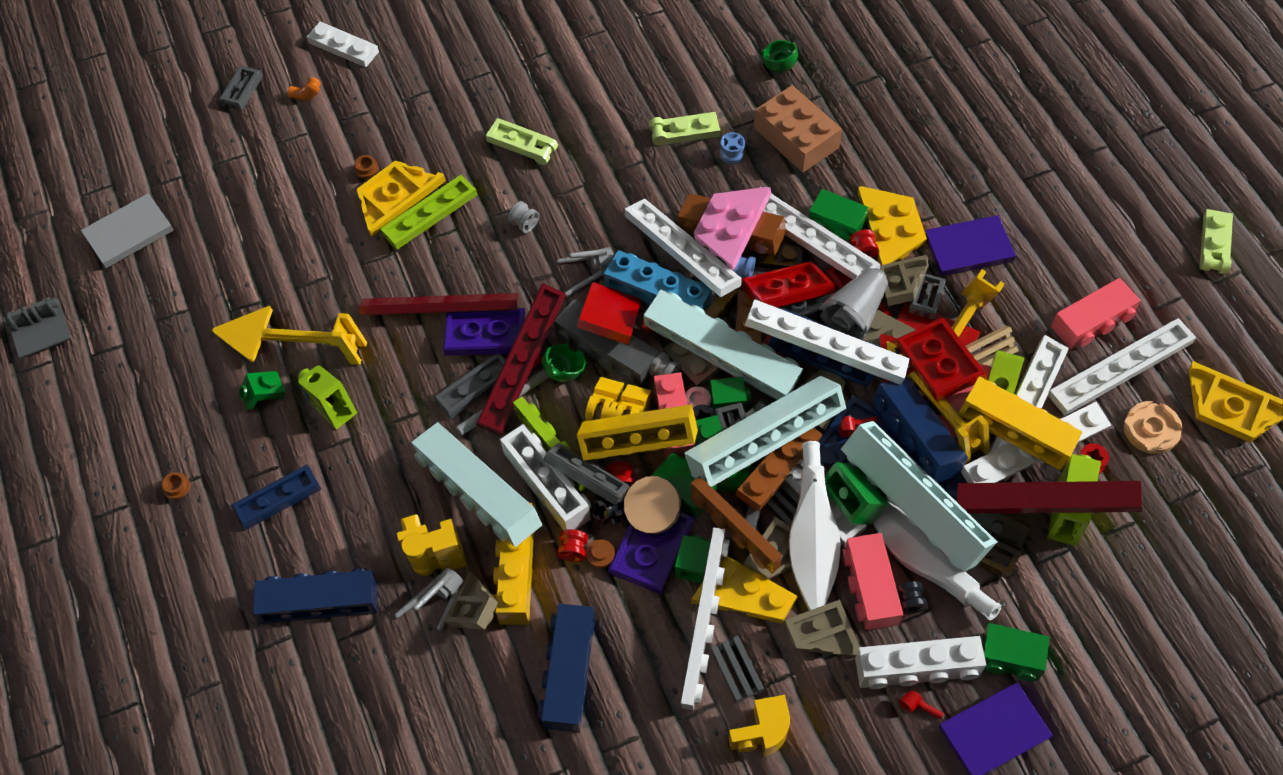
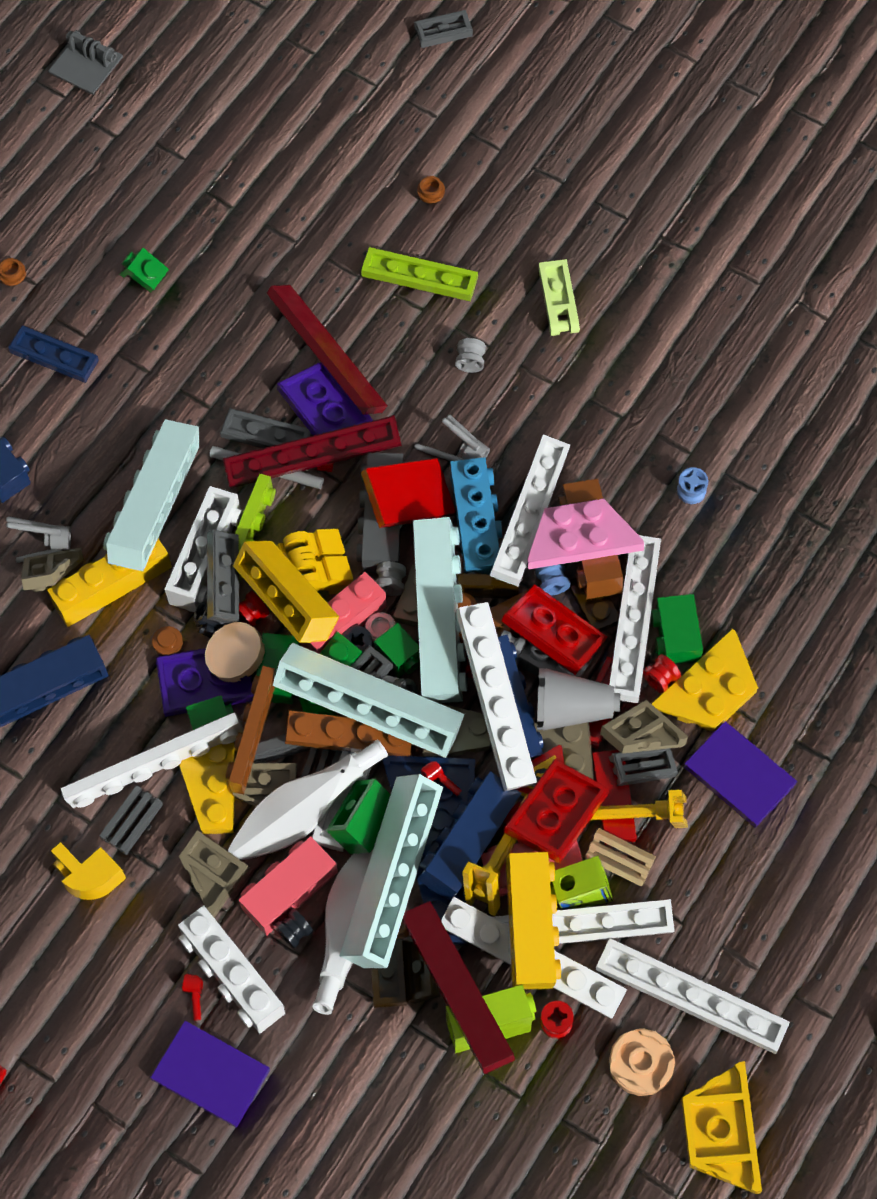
camera: 55 degrees right, 5 degrees up
(127, 230) = (226, 55): light grey tile -> none
(251, 329) = (191, 219): yellow piece -> none
(307, 92) = (475, 82): orange arm -> none
(319, 385) = (170, 311): lime torso -> none
(343, 44) = (557, 74): white plate -> none
(394, 192) = (418, 231): yellow wing -> none
(431, 549) = (76, 500): yellow hips -> none
(563, 363) = (334, 488): green hair -> none
(572, 545) = (157, 613): red wheel -> none
(684, 128) = (687, 429): yellowish green plate -> none
(780, 56) = (843, 460): green hair -> none
(797, 128) = (760, 530): nougat brick -> none
(1015, 652) = (296, 1048): green brick -> none
(1095, 314) = (737, 938): coral brick -> none

